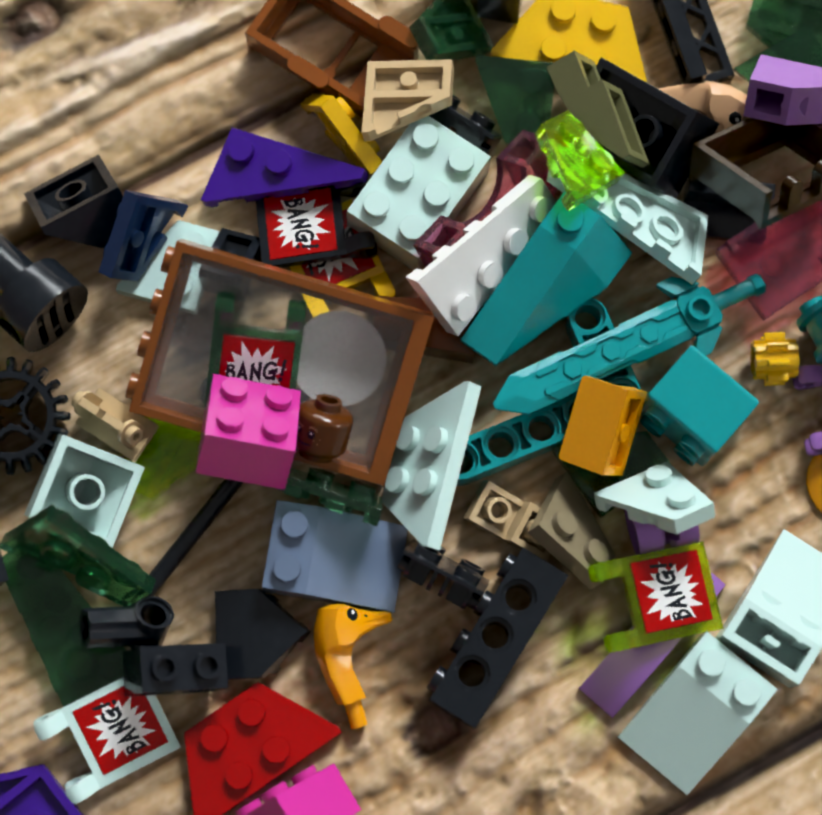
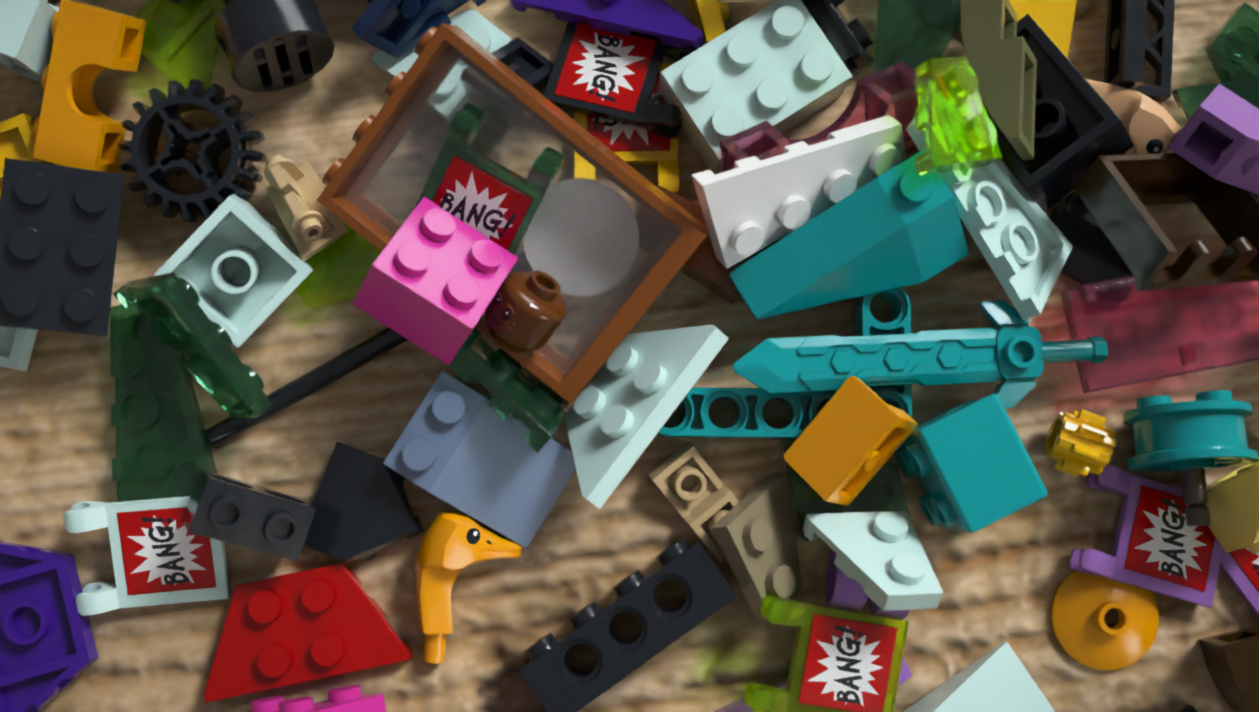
camera: 25 degrees right, 5 degrees up
(126, 625) = (213, 441): black piece -> none
(467, 577) = (617, 544): black hinge -> none

